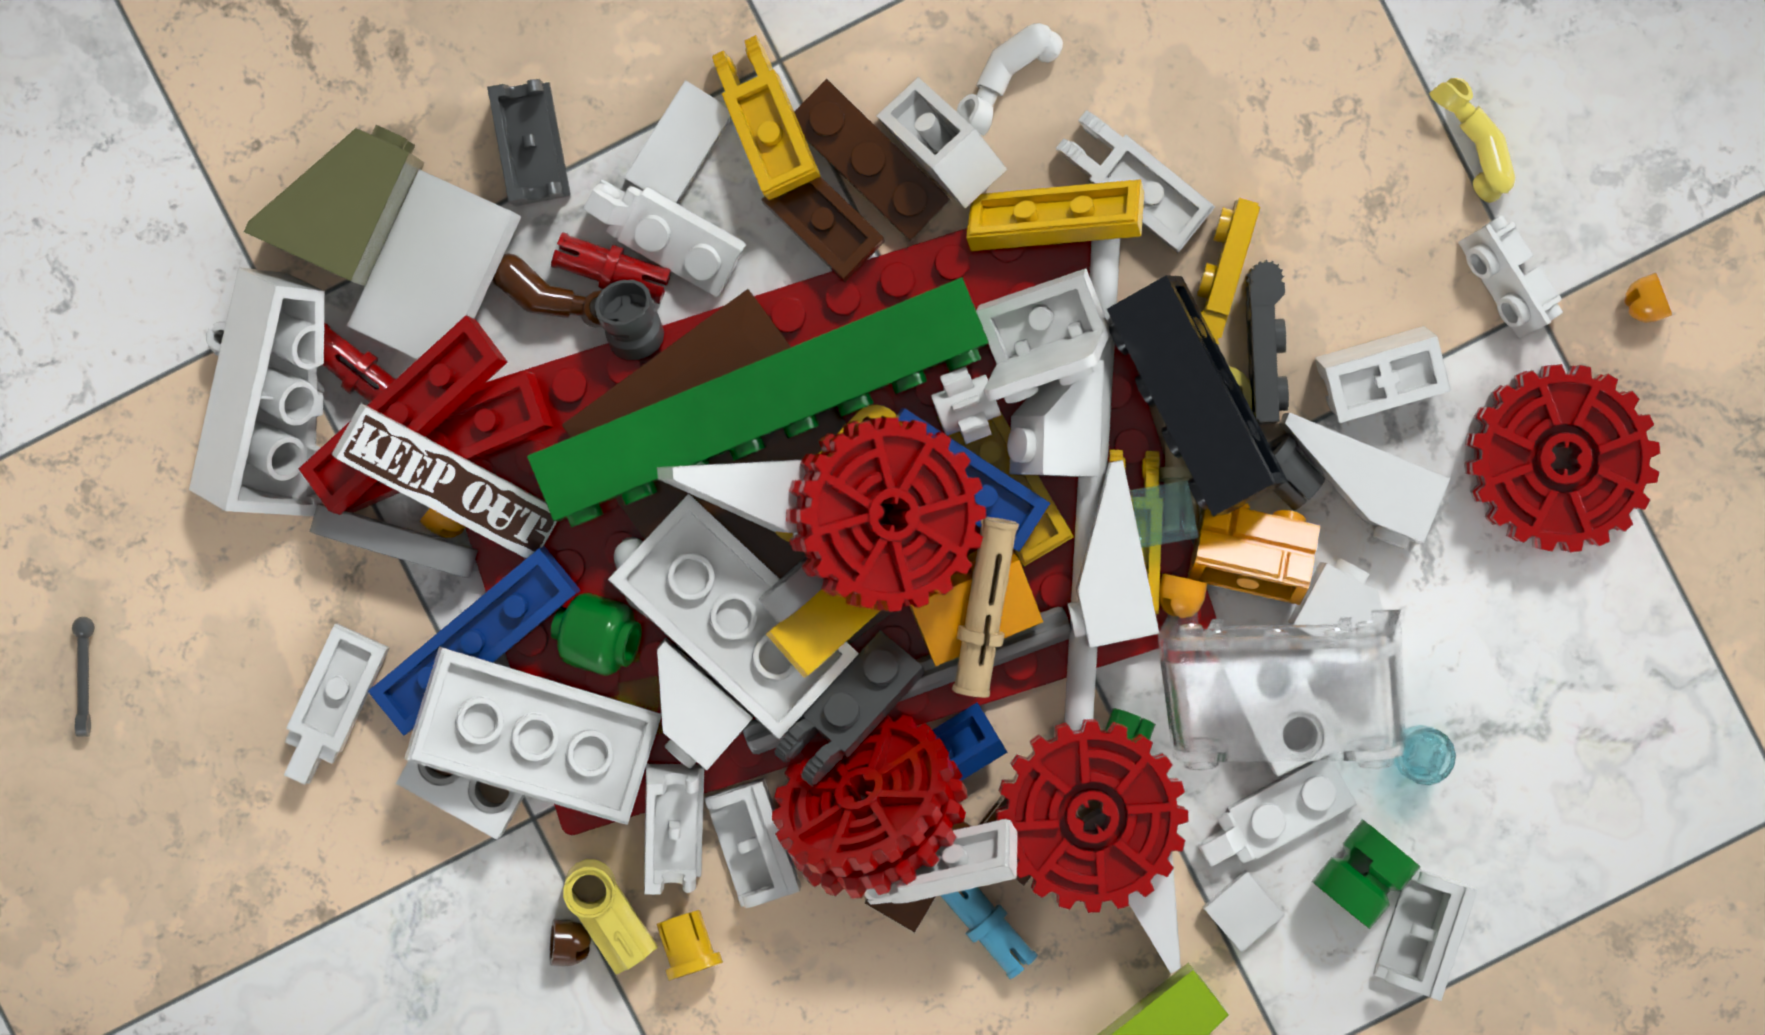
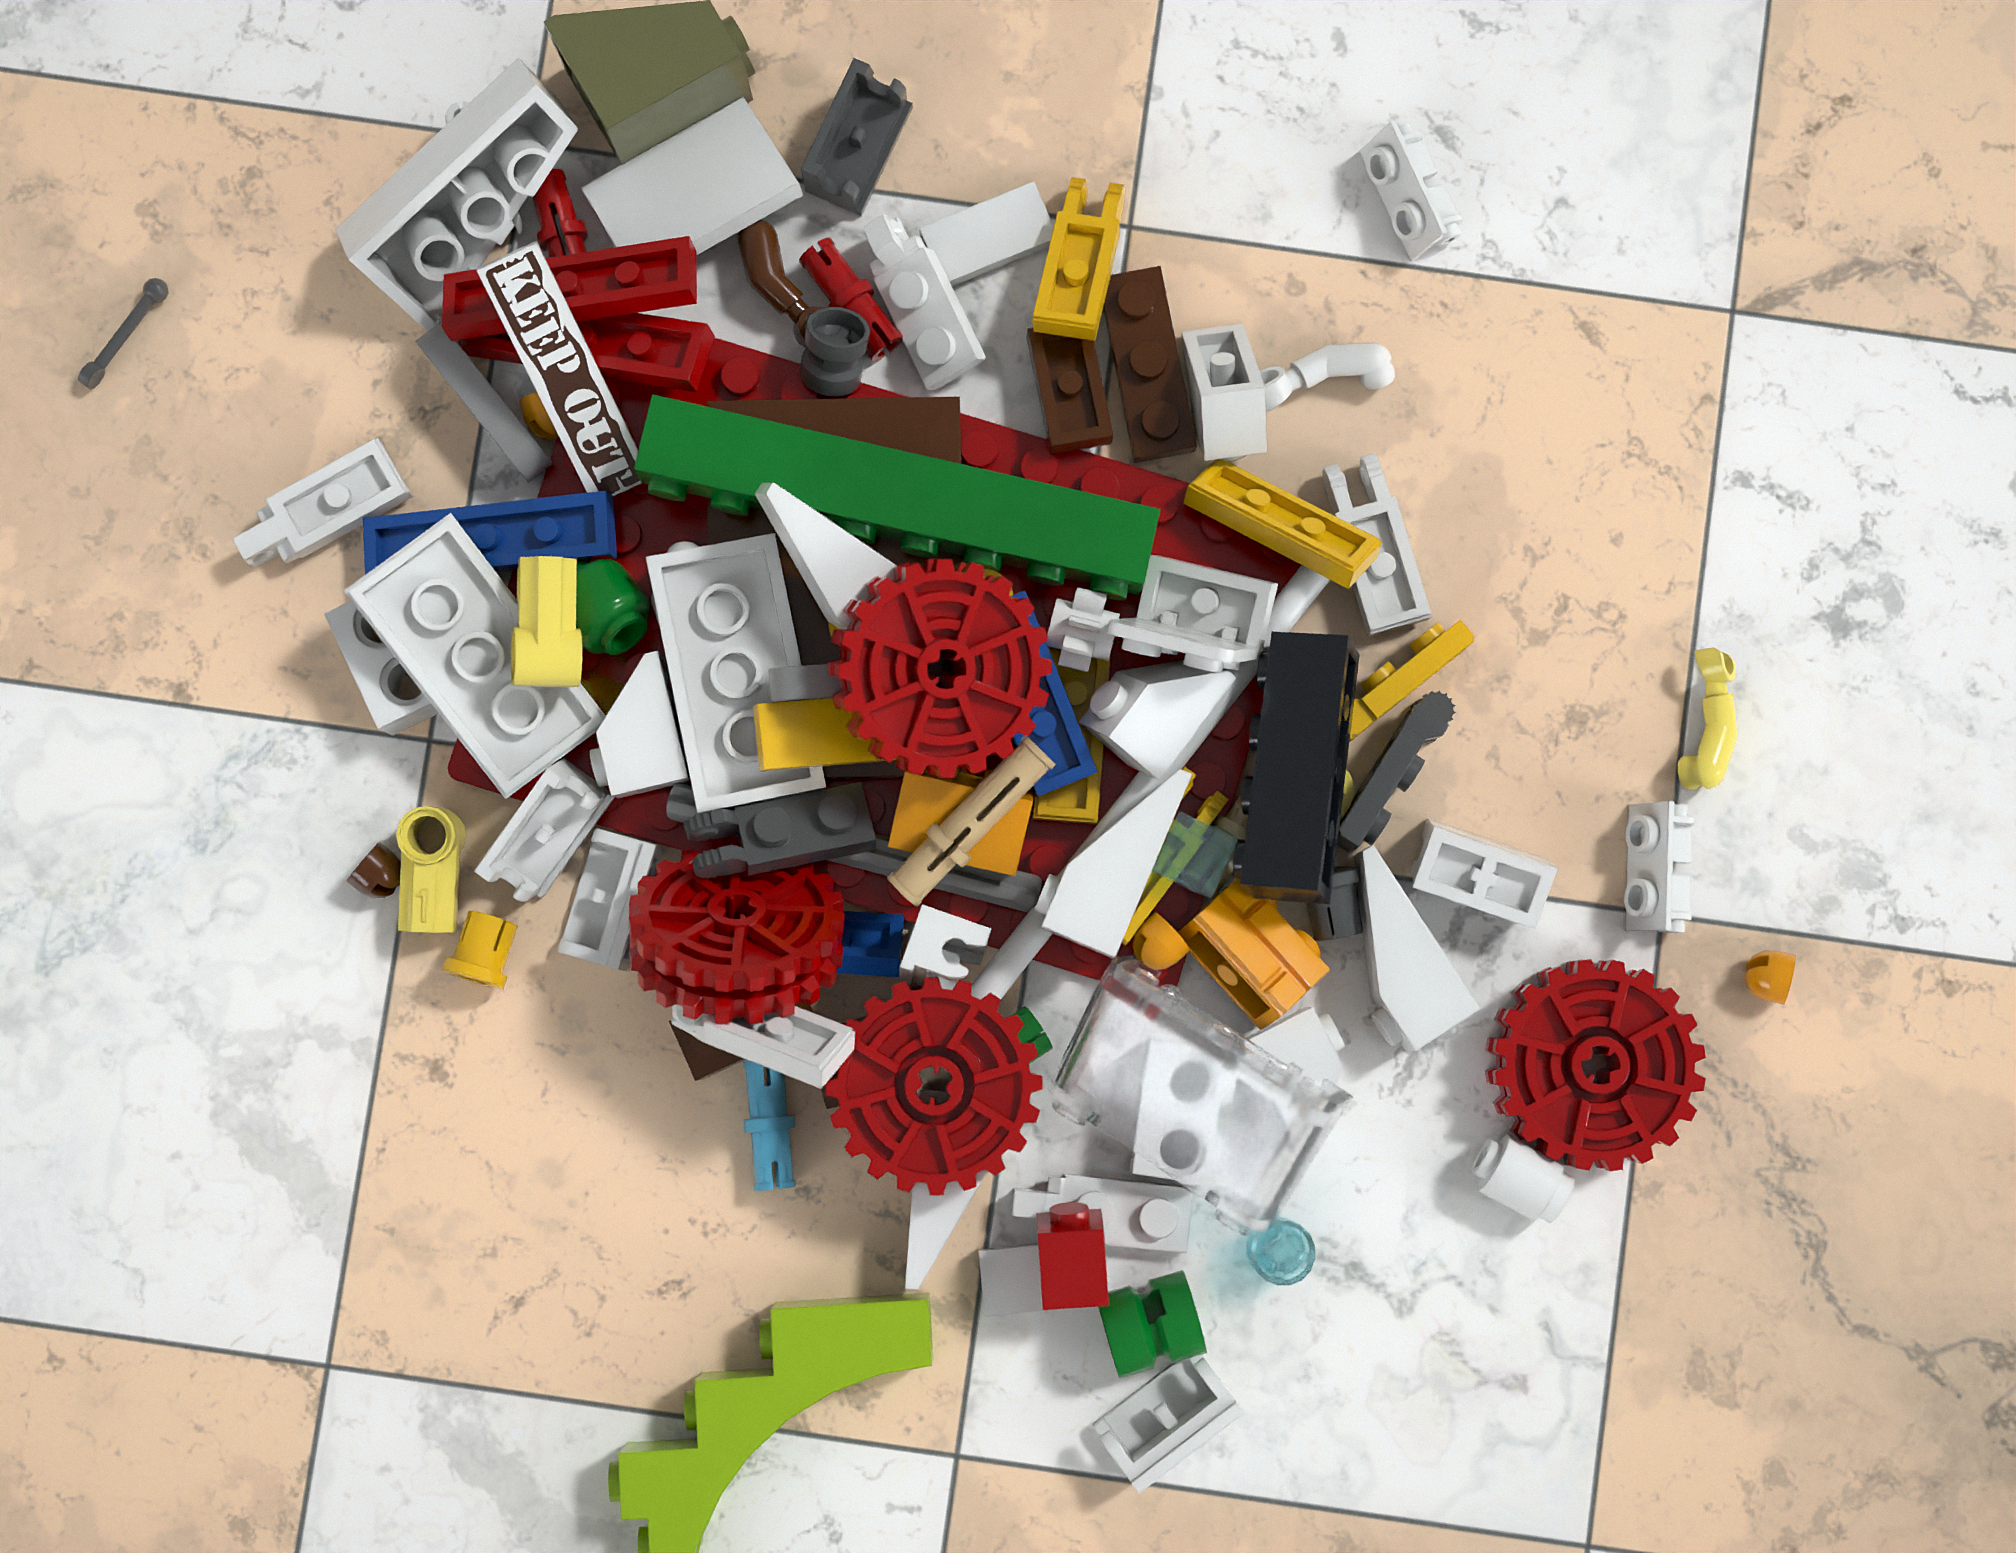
camera: 30 degrees right, 5 degrees down
(579, 692) = (546, 640): none -> light yellow piece
(1016, 713) = (939, 946): none -> white hinge
(1276, 867) = (1072, 1257): none -> red brick
(1565, 579) = (1522, 1178): none -> white brick

